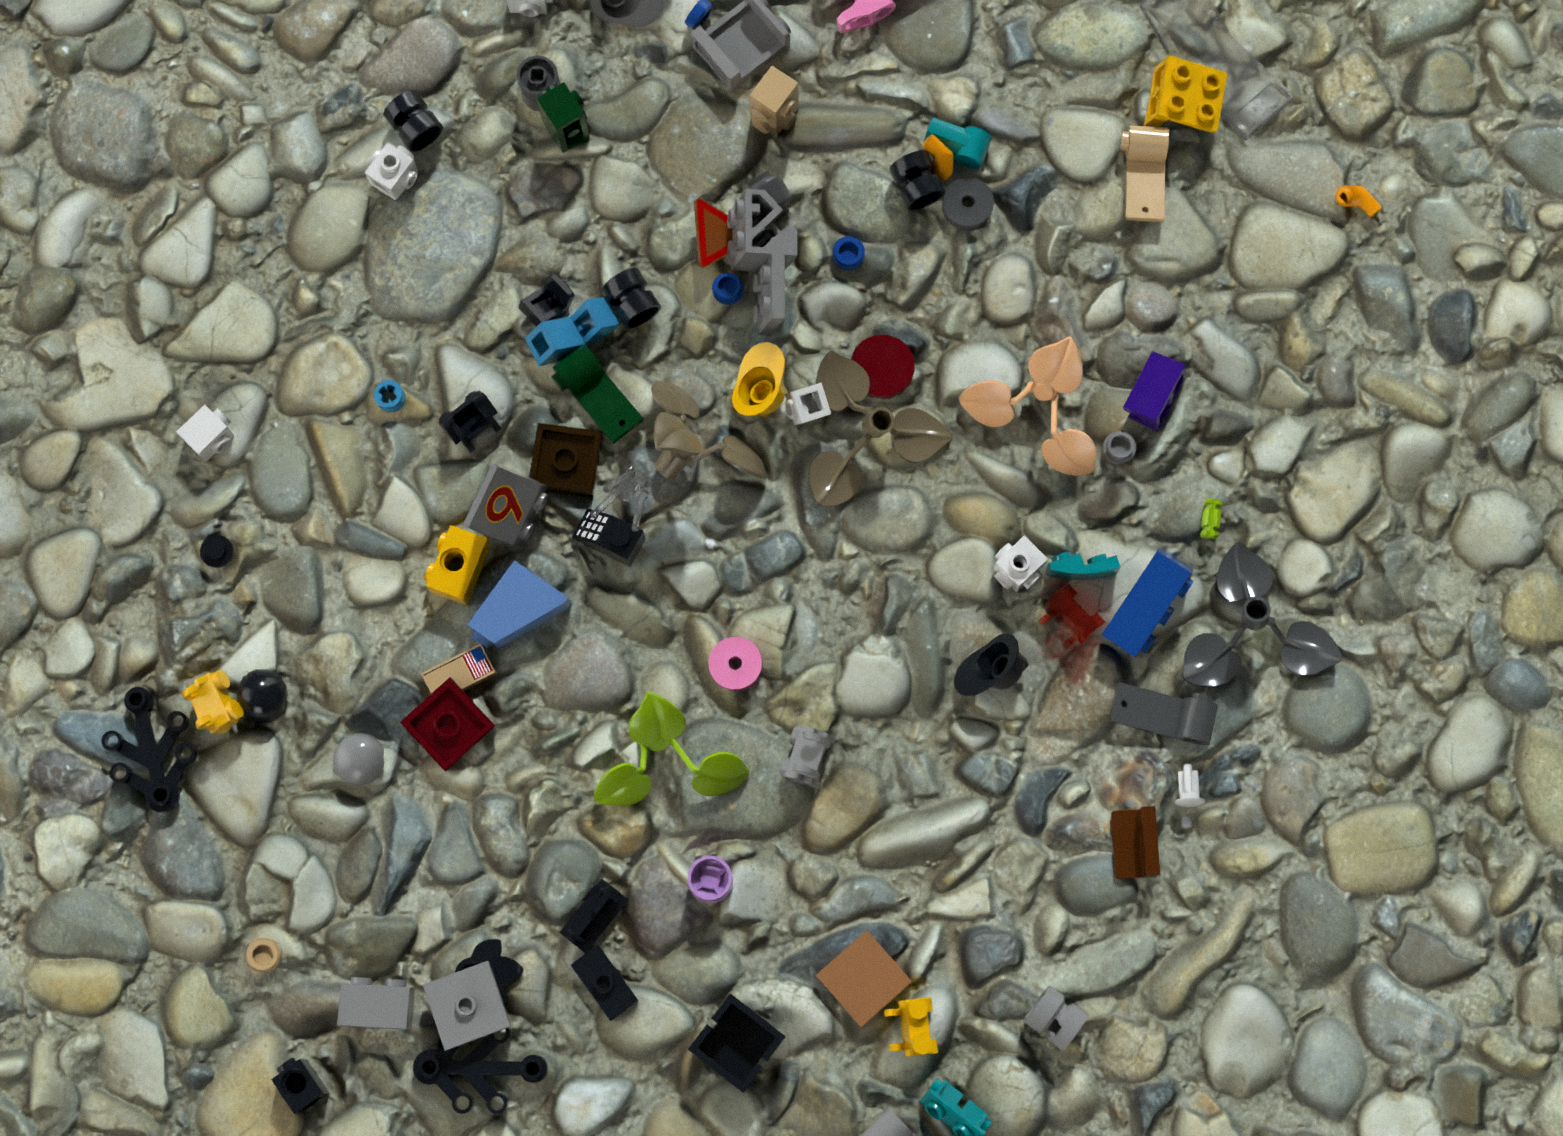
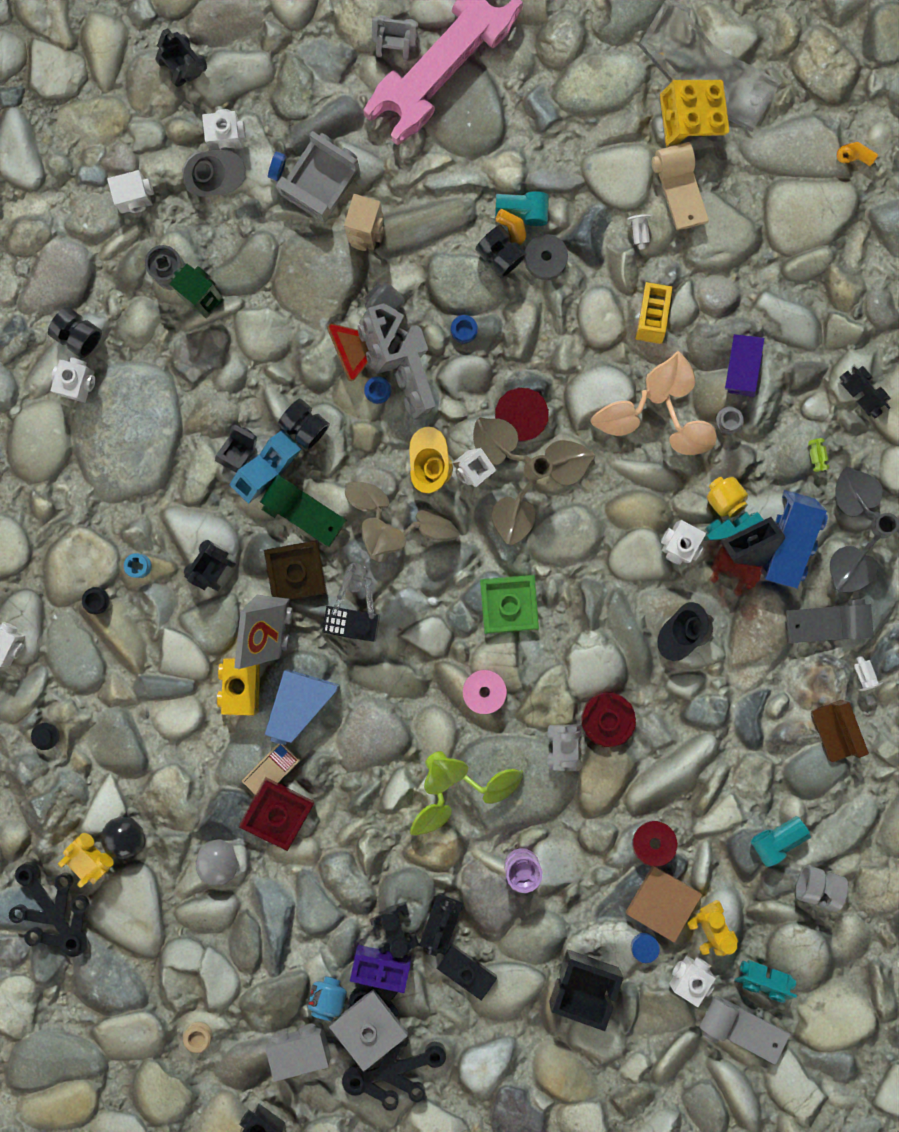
camera: 20 degrees left, 10 degrees up
(329, 419) = (95, 600): none -> black plate
(431, 956) = (327, 999): none -> dark azure head
(505, 941) = (380, 969): none -> dark purple hinge
(536, 903) = (394, 931): none -> black piece
(797, 574) = (509, 604): none -> bright green tile
(824, 1024) = (645, 948): none -> blue tile
(854, 1075) = (692, 980): none -> white brick
(869, 743) = (608, 719): none -> dark red tile
(878, 888) = (645, 852): none -> dark red piece
(1018, 949) = (775, 843): none -> teal piece
(1062, 320) = (653, 330): none -> yellow slope
(1084, 206) = (640, 229): none -> white piece
(1088, 530) = (727, 496): none -> yellow head
(1100, 589) = (755, 544): none -> black slope
(1284, 451) = (873, 397): none -> black hinge

